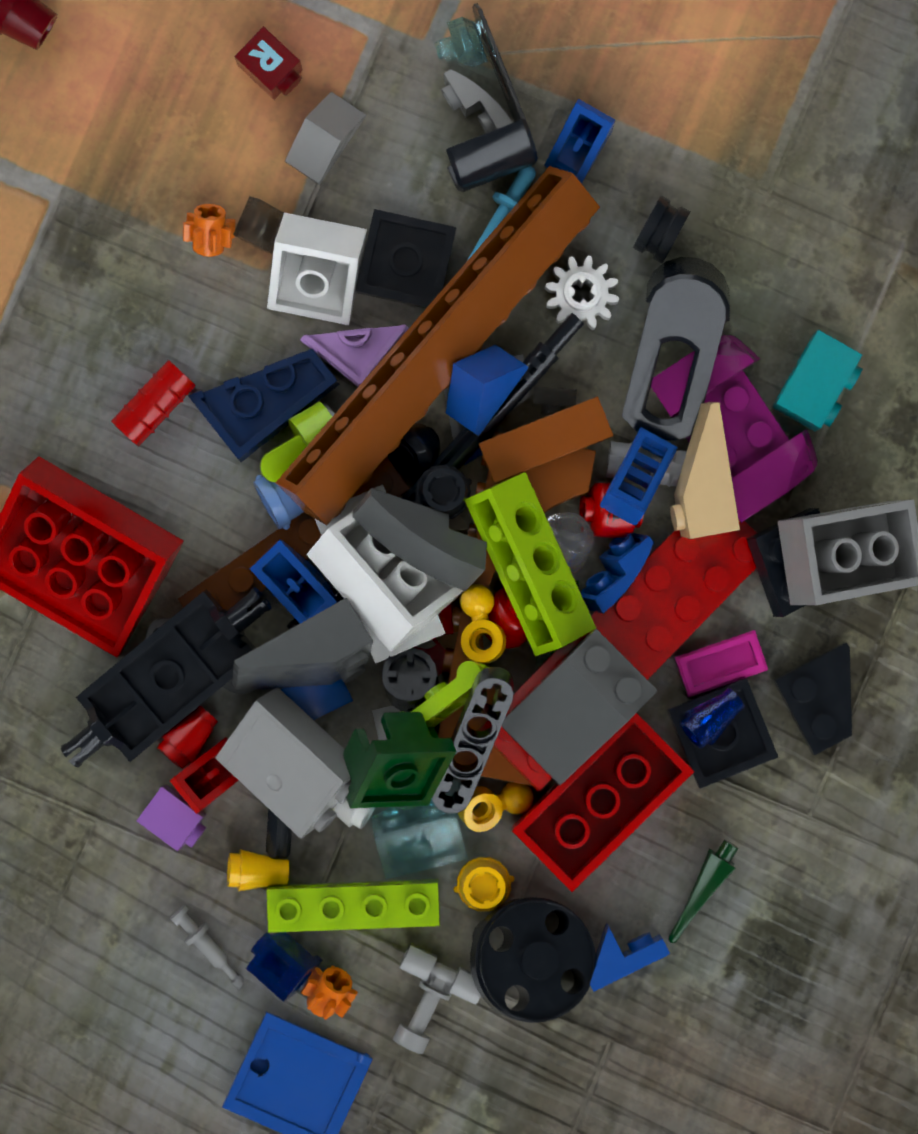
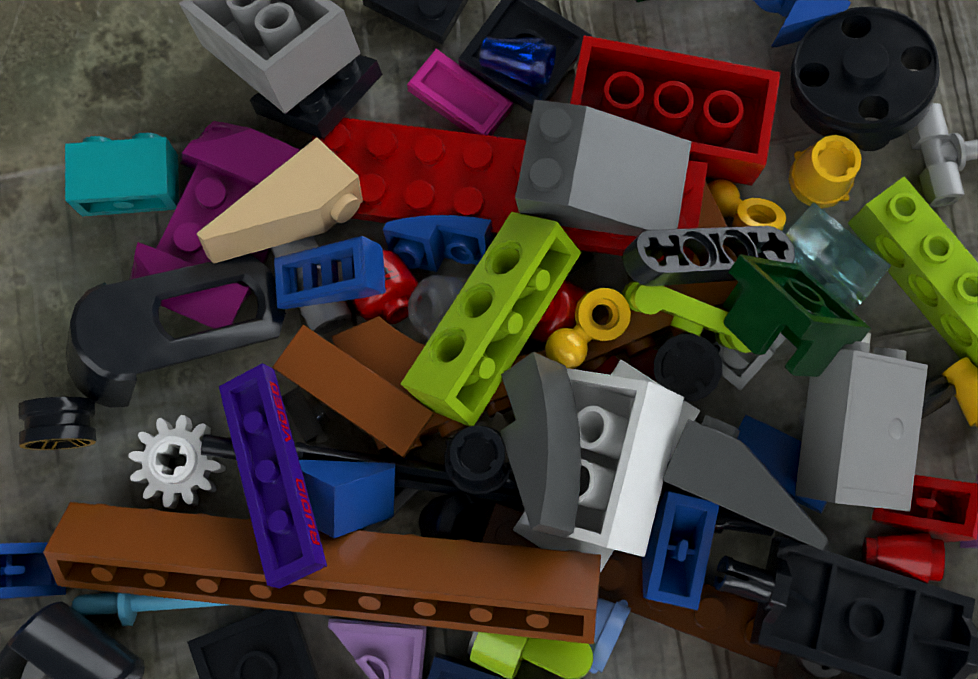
camera: 130 degrees left, 10 degrees down
(522, 349) = (272, 477): none -> dark purple plate

